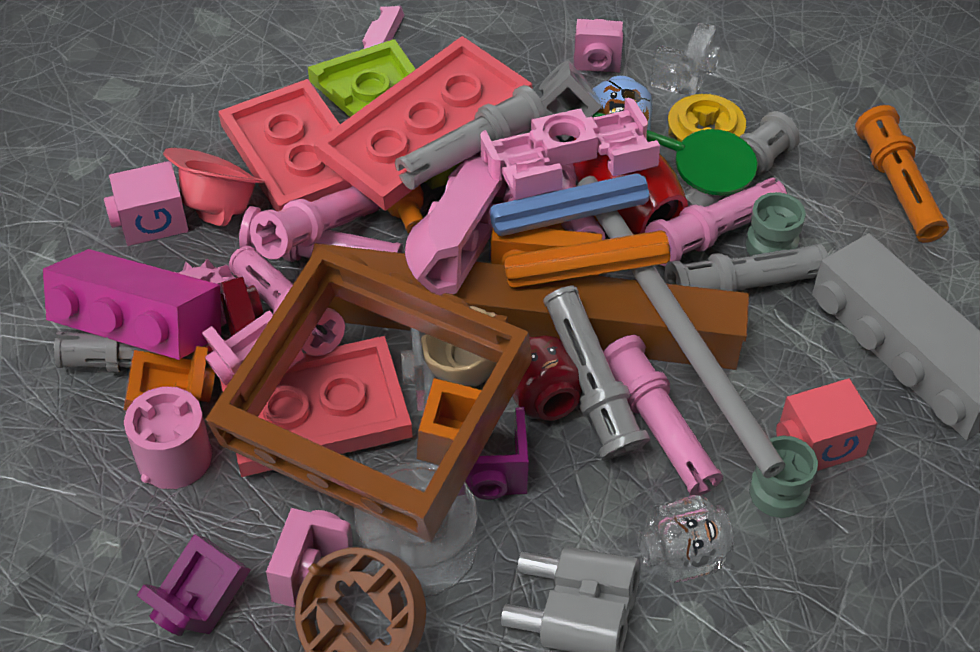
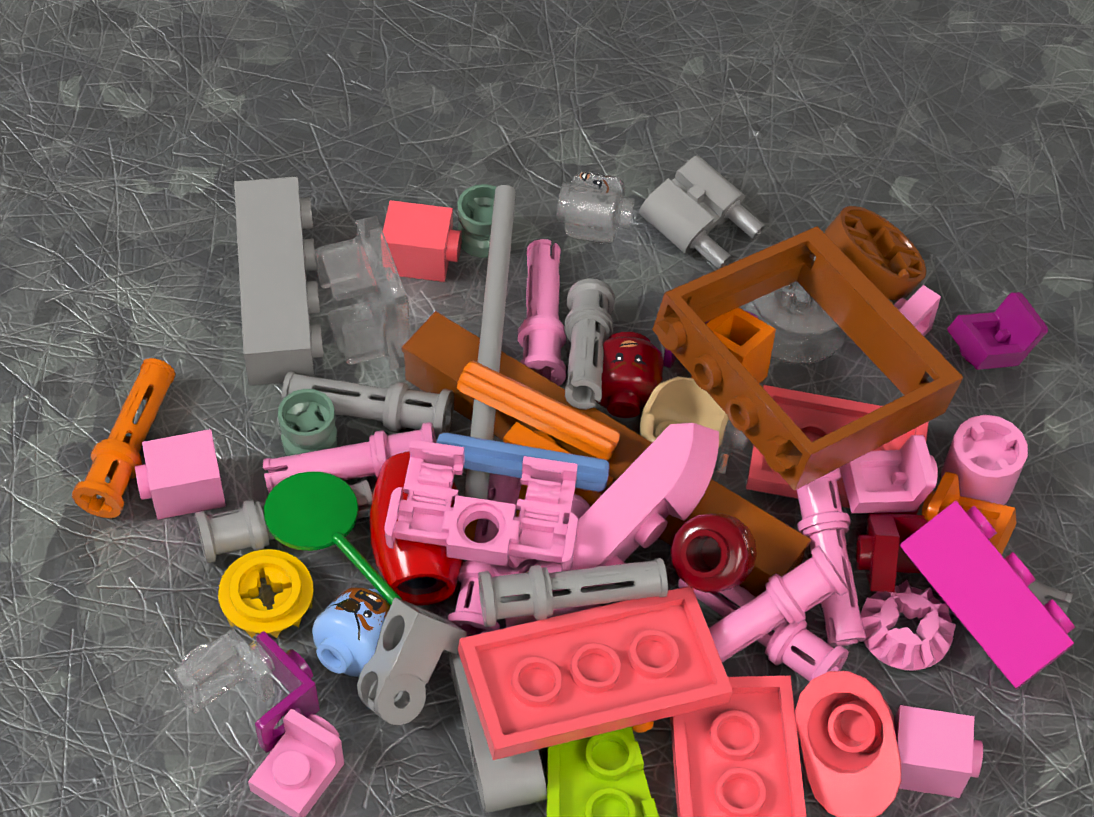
camera: 155 degrees left, 5 degrees up
(374, 209) = (713, 552): none -> dark red head
(656, 75) = (296, 678): none -> magenta bracket
(805, 319) = (365, 268): none -> clear panel
(834, 160) = (181, 474): none -> bright pink brick

